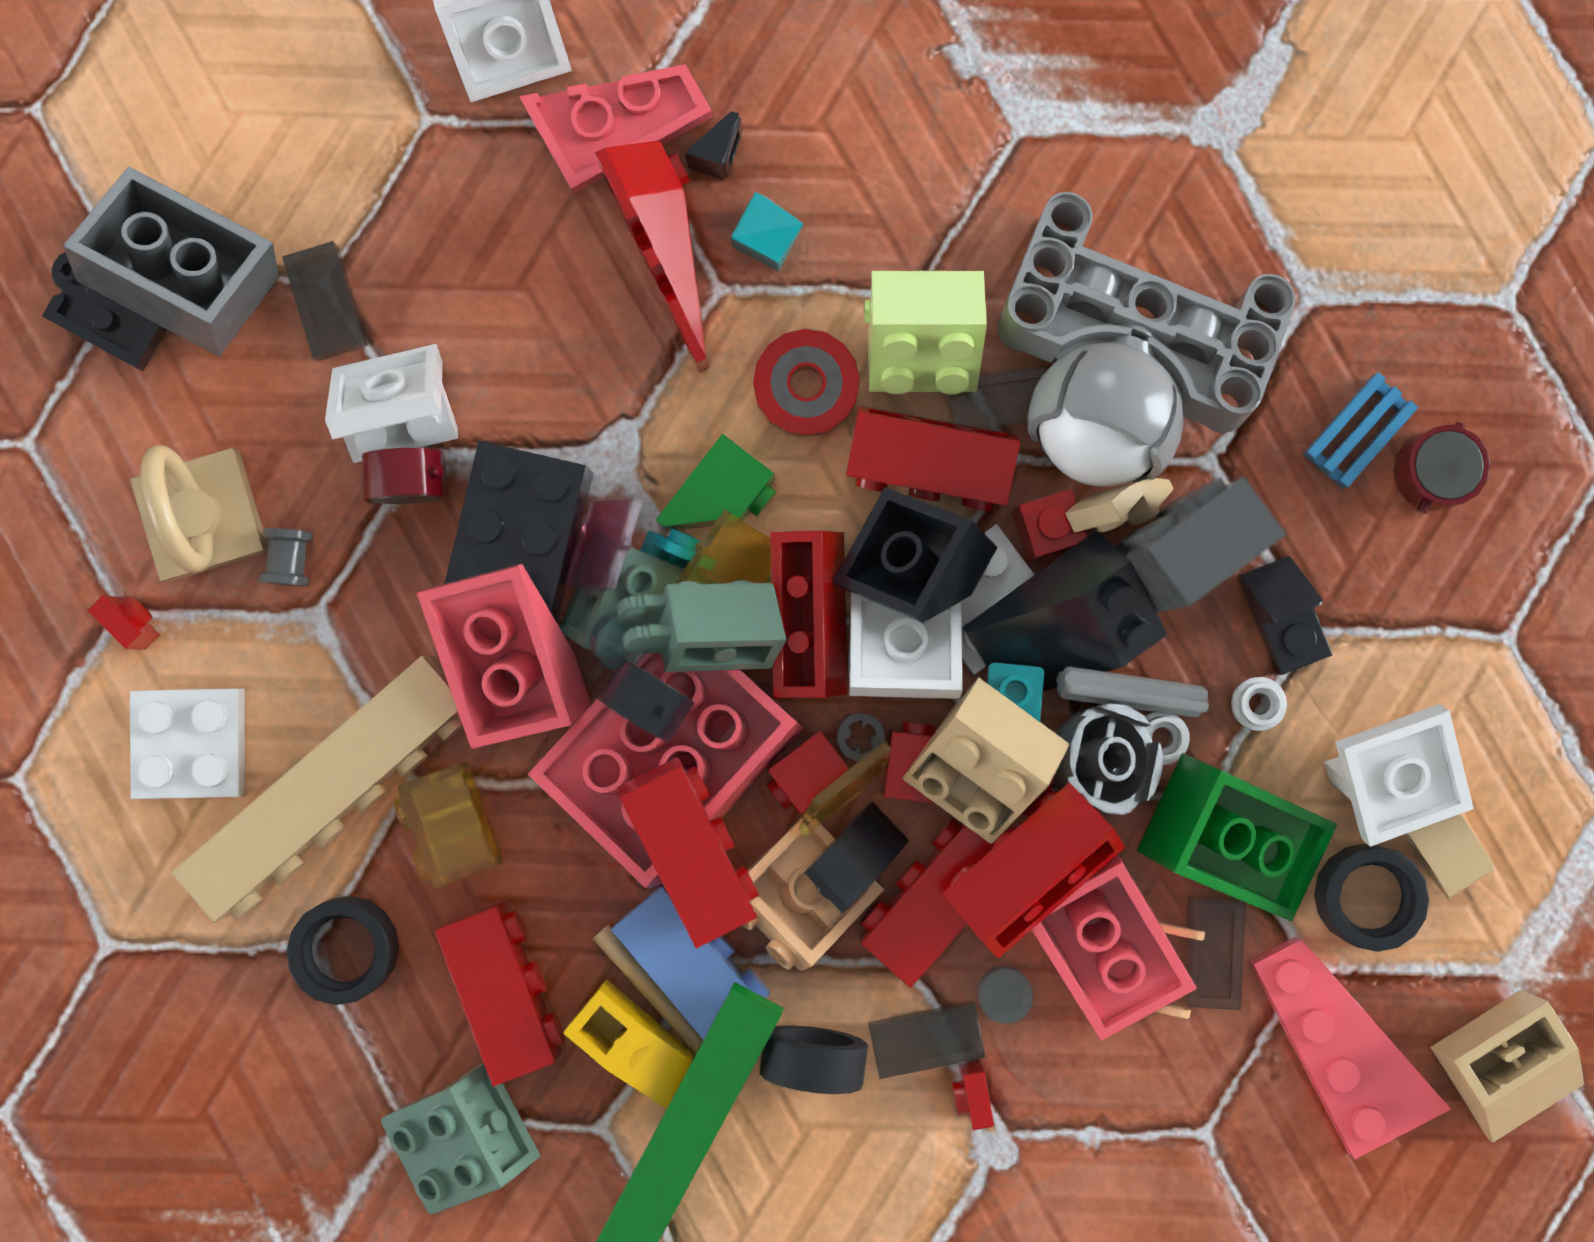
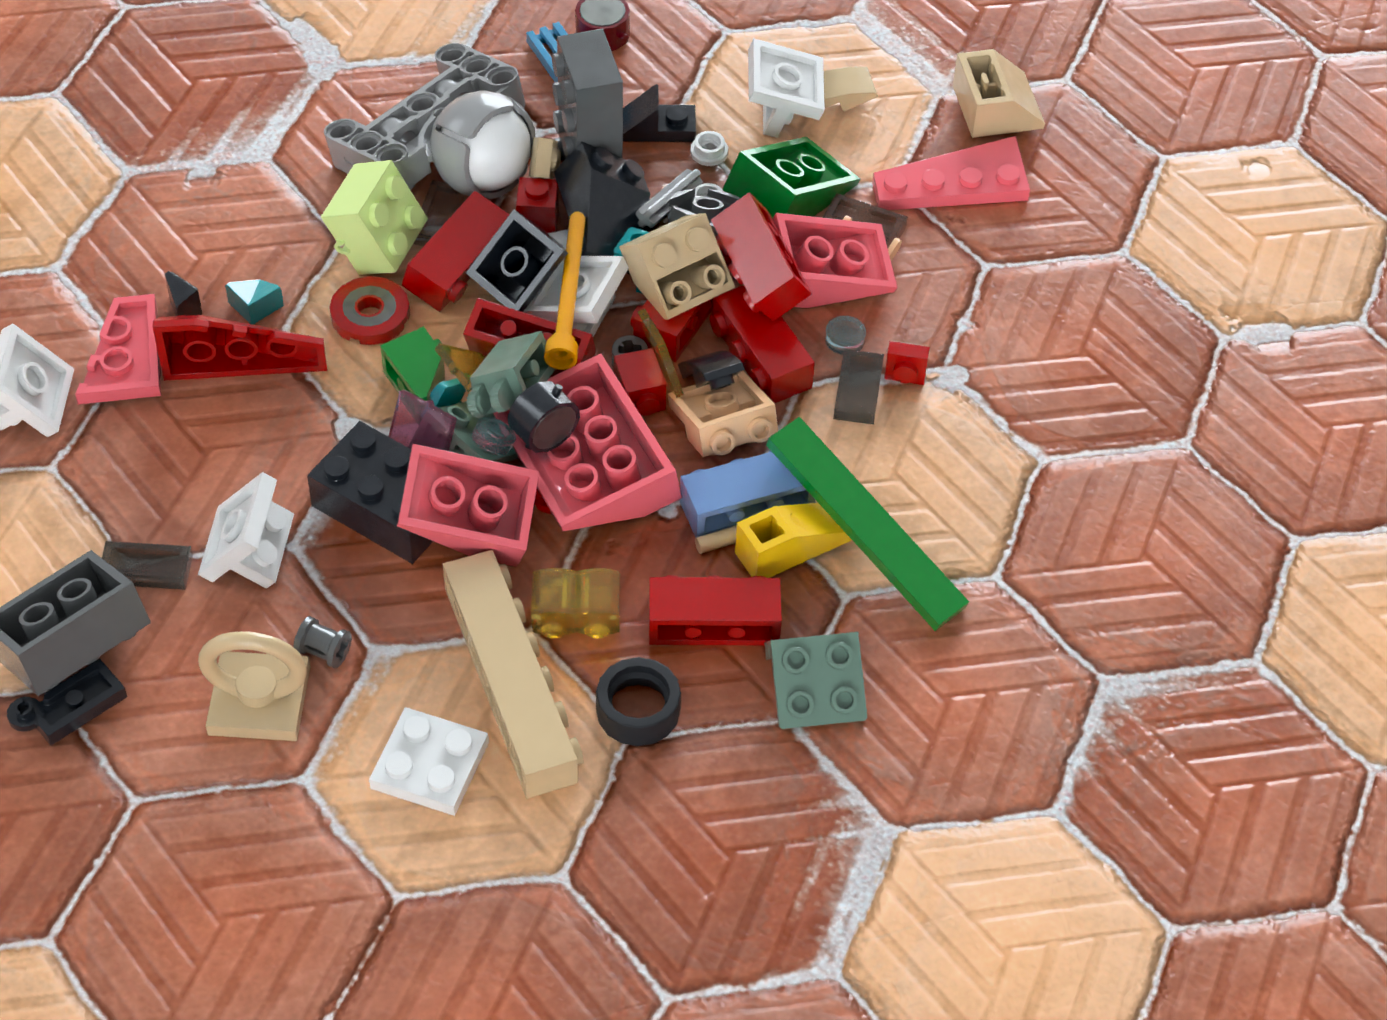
camera: 75 degrees left, 35 degrees down
(125, 621) = (314, 761): red plate -> none
(404, 476) = (305, 540): dark red piece -> none
(689, 851) = (660, 424): red brick -> none
(779, 672) = (561, 348): none -> light orange piece
(814, 1060) = (845, 425): black tyre -> none
(1412, 907) = (857, 151): black tyre -> none

